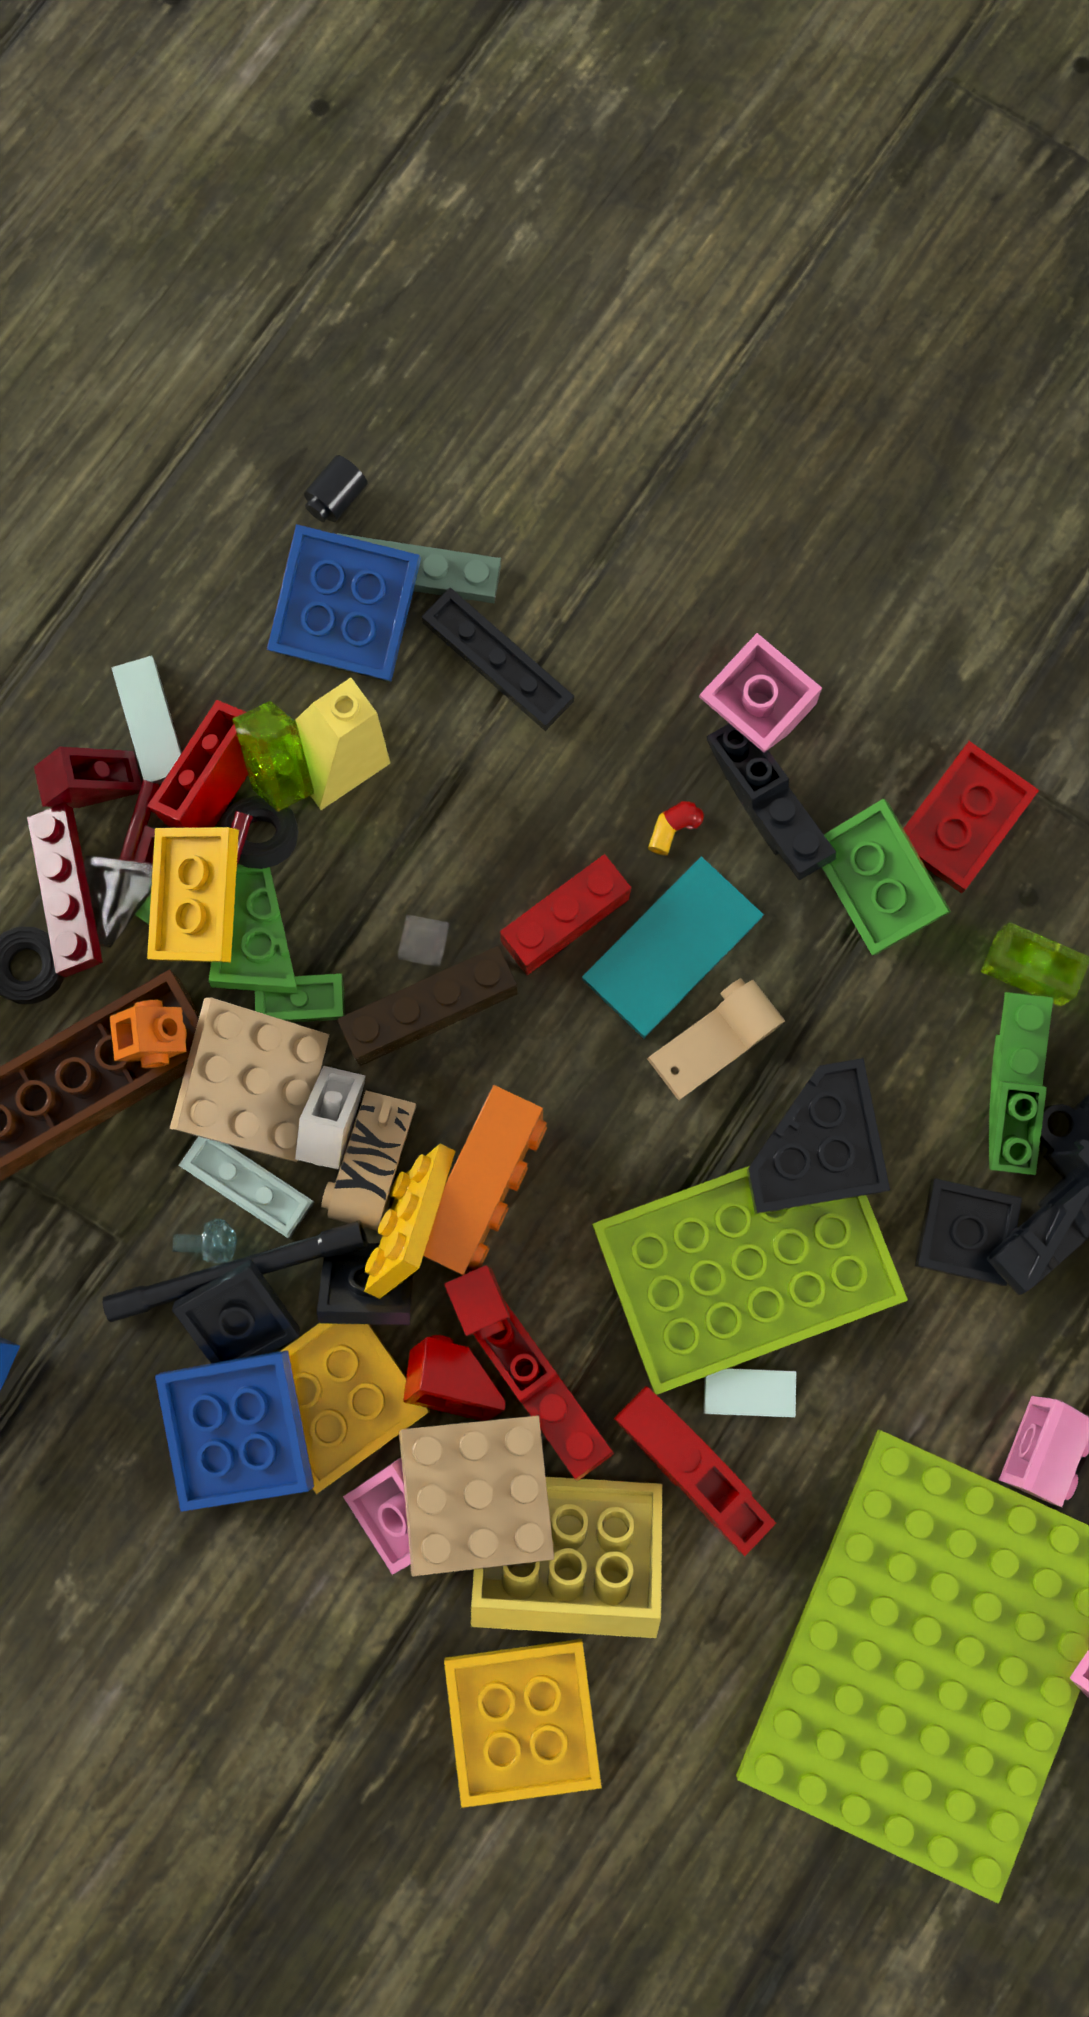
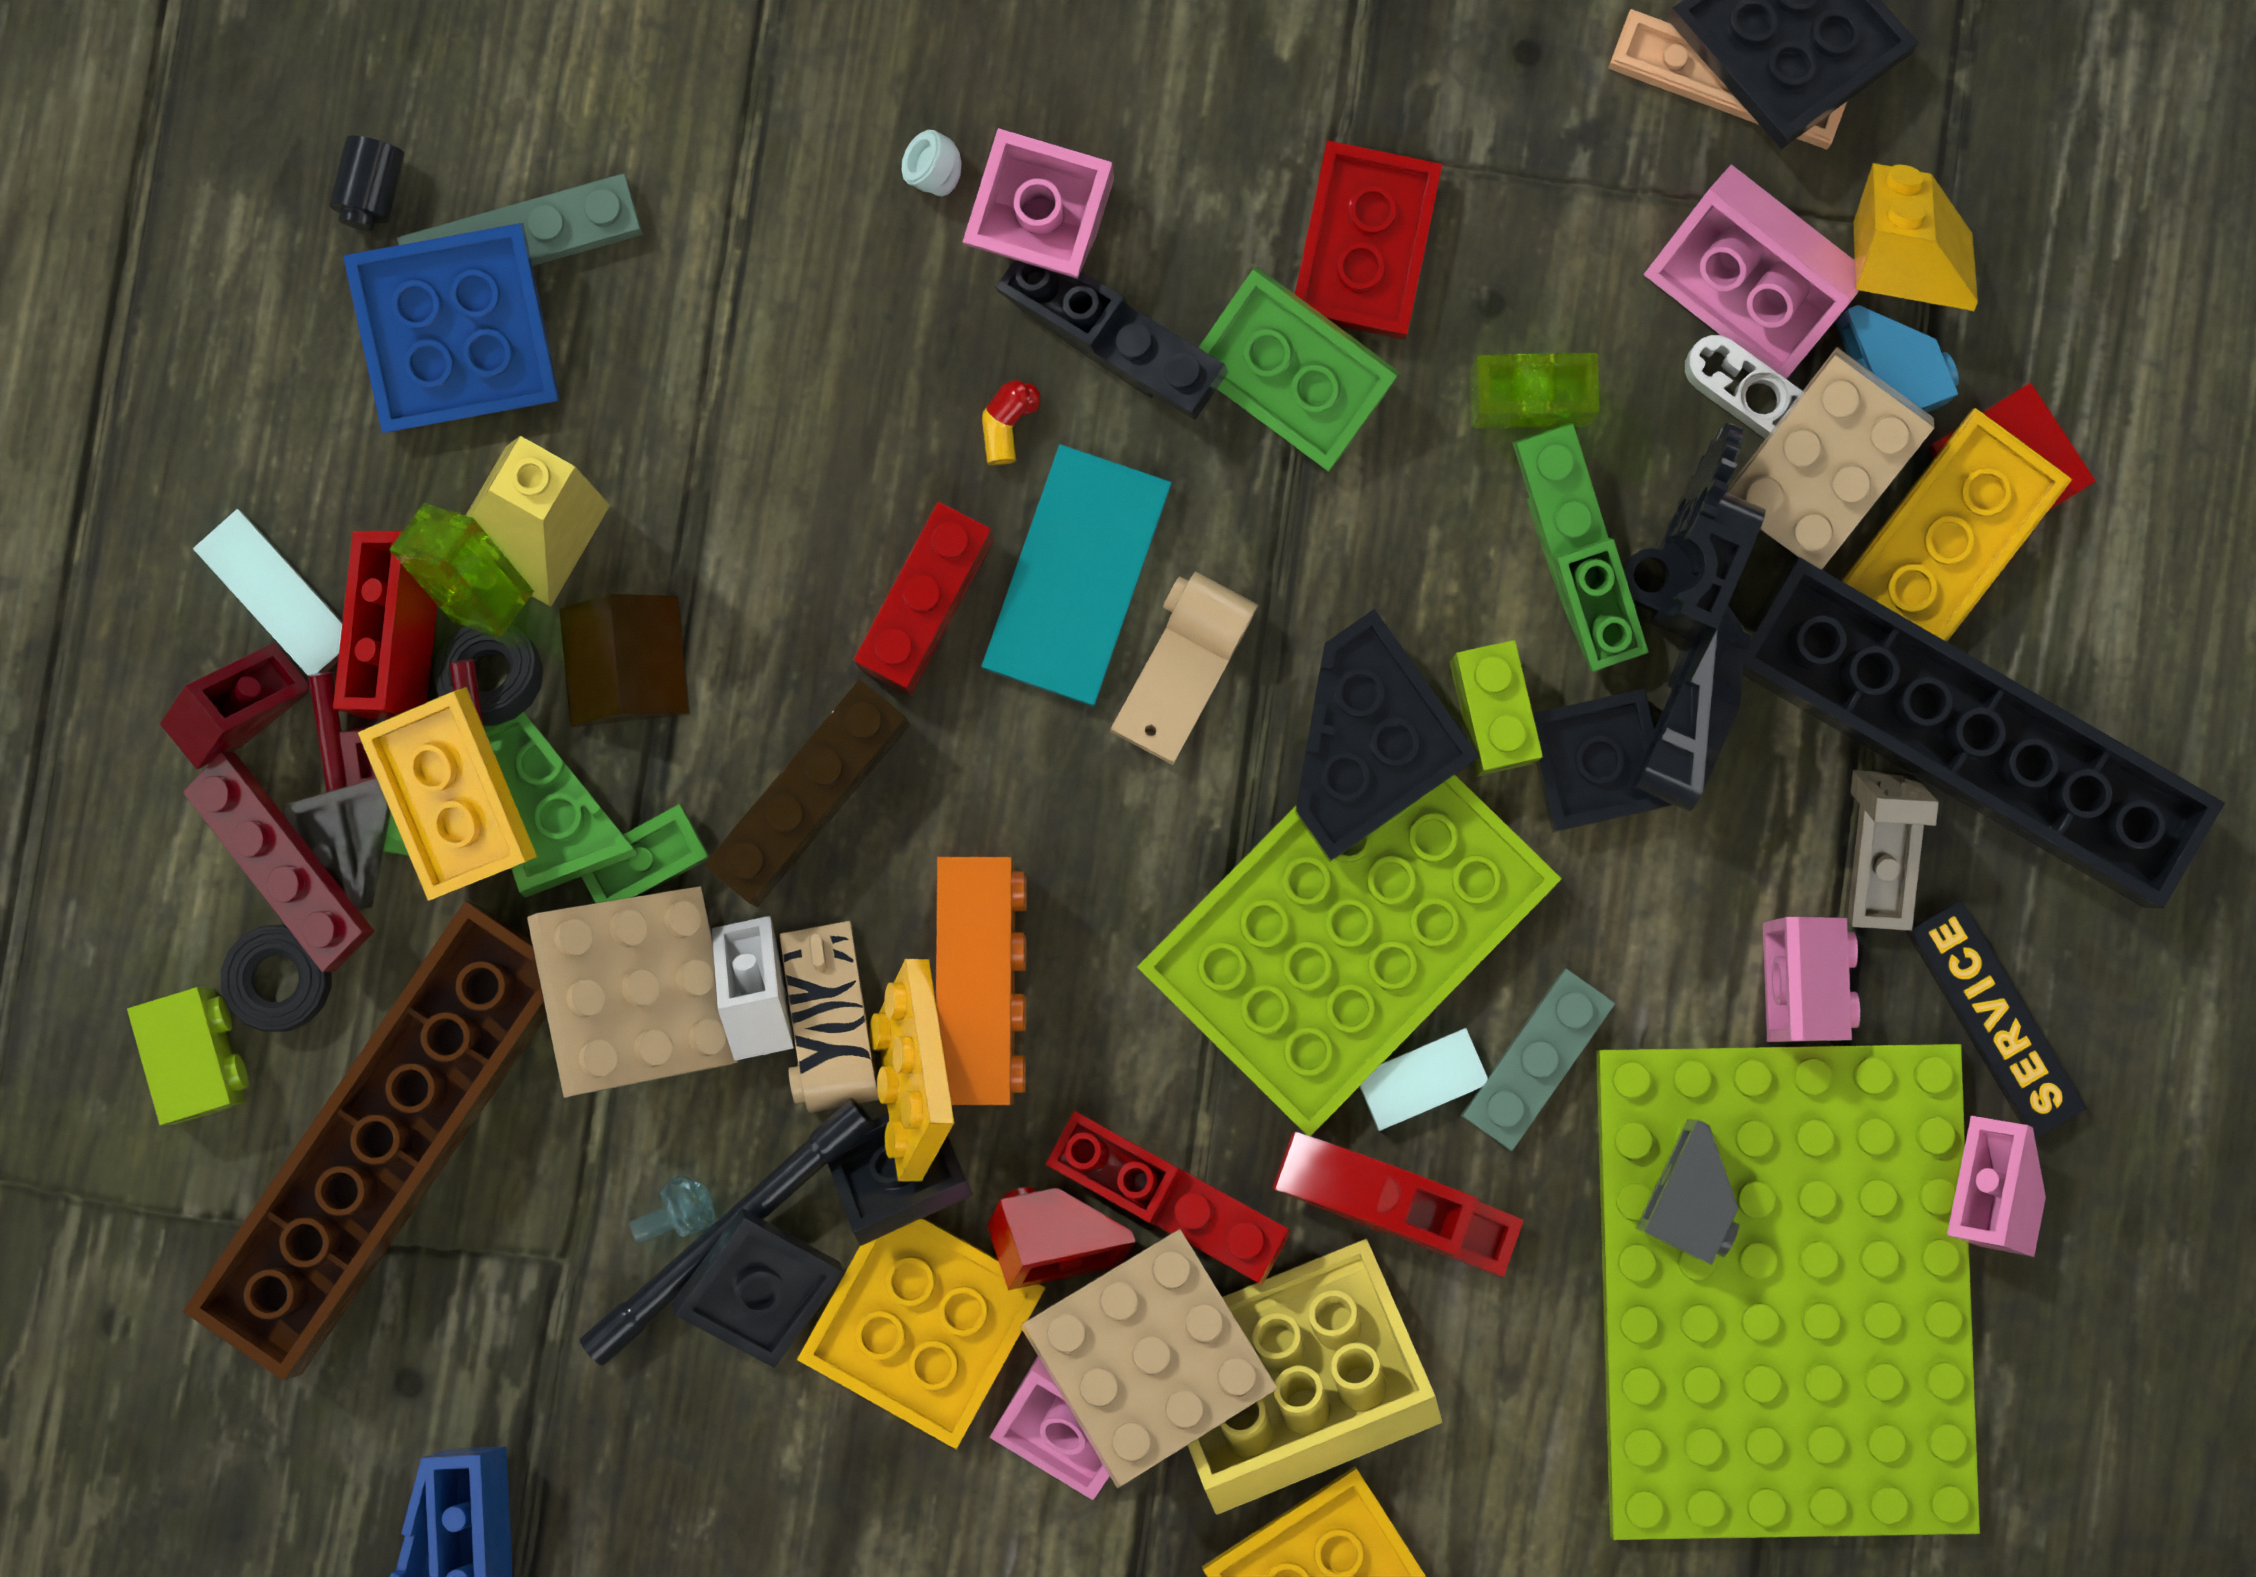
camera: 25 degrees left, 5 degrees up
(148, 1034) = (481, 995): orange brick -> none
(234, 1431) = (820, 1422): blue plate -> none
(247, 1185) = (689, 1119): light aqua tile -> none
(351, 864) = (624, 659): none -> dark brown slope
(423, 940) = (761, 713): clear tile -> none
(478, 1302) = (1044, 1128): red slope -> none
(497, 659) = (682, 308): black plate -> none
(702, 640) = (932, 163): none -> light aqua tile
(835, 1416) = (1537, 1059): none -> sand green plate
(902, 1565) = (1693, 1198): none -> dark grey slope
(915, 1163) = (1495, 707): none -> lime brick

